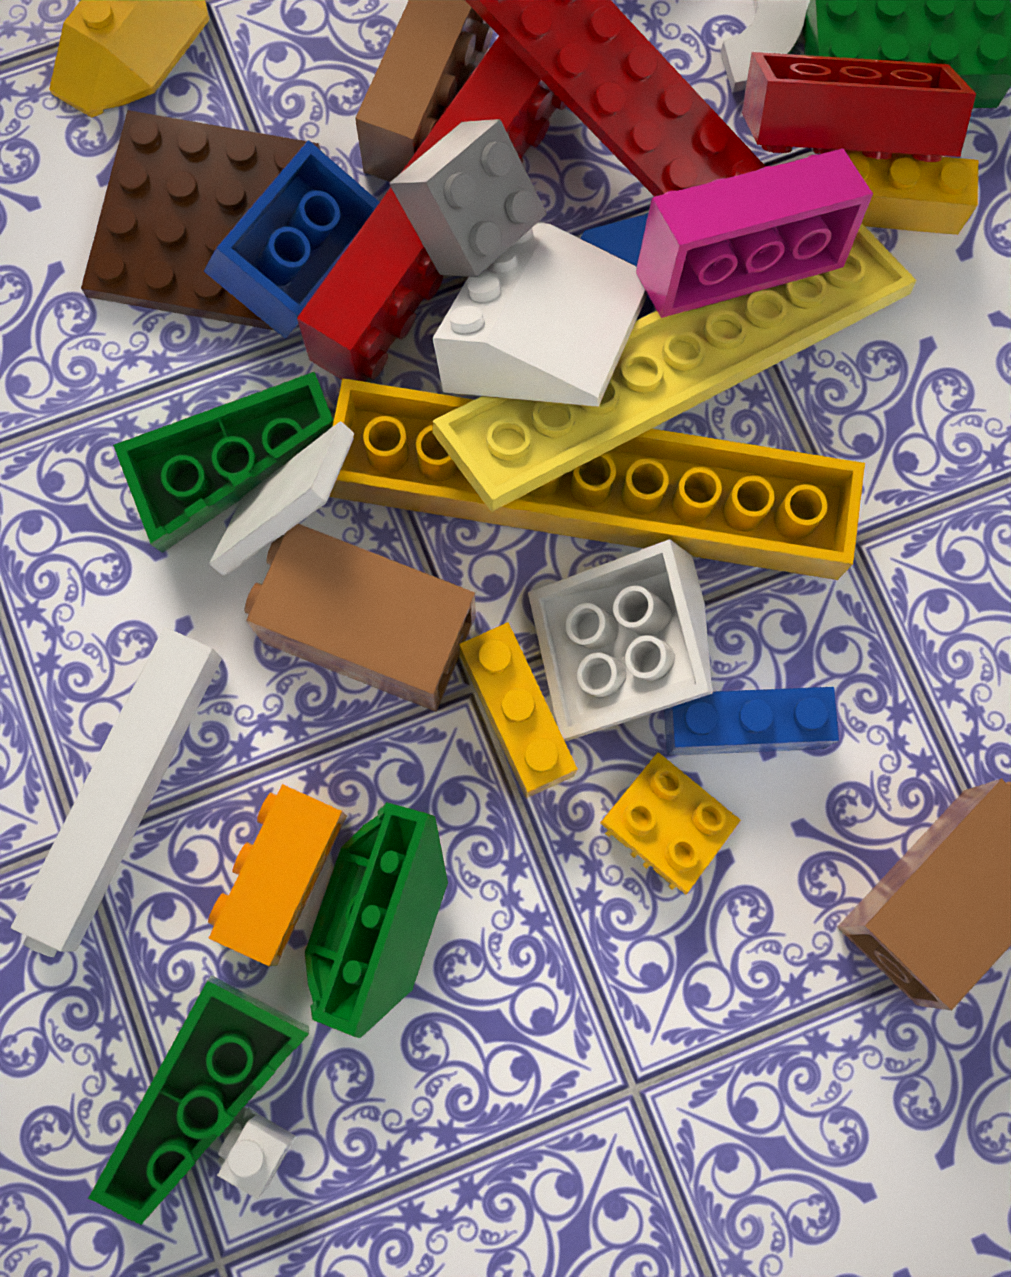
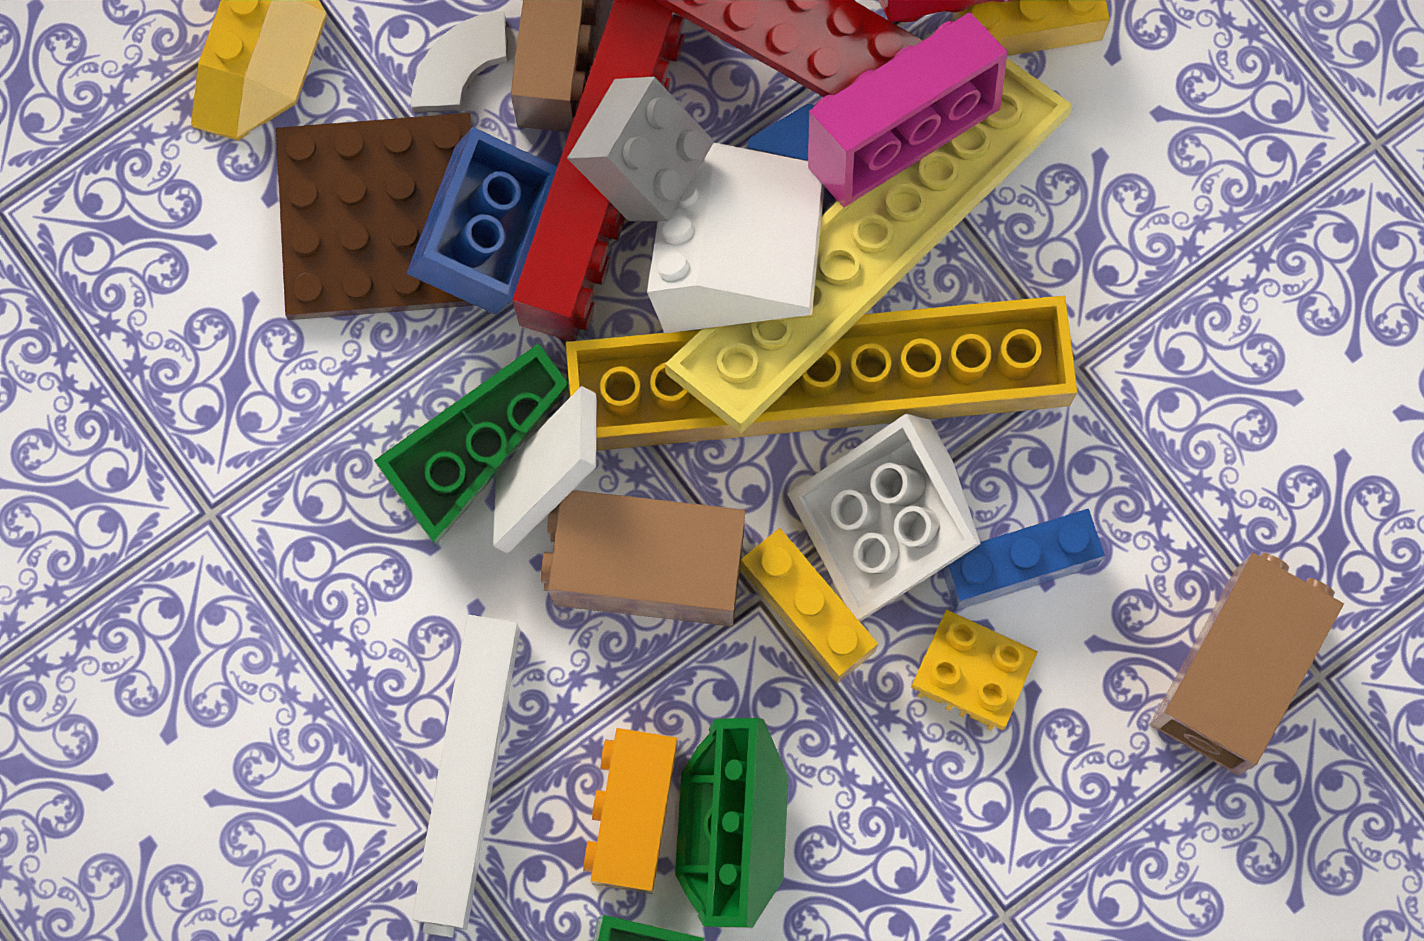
camera: 10 degrees left, 0 degrees up
(320, 95) = (457, 60): none -> white tile

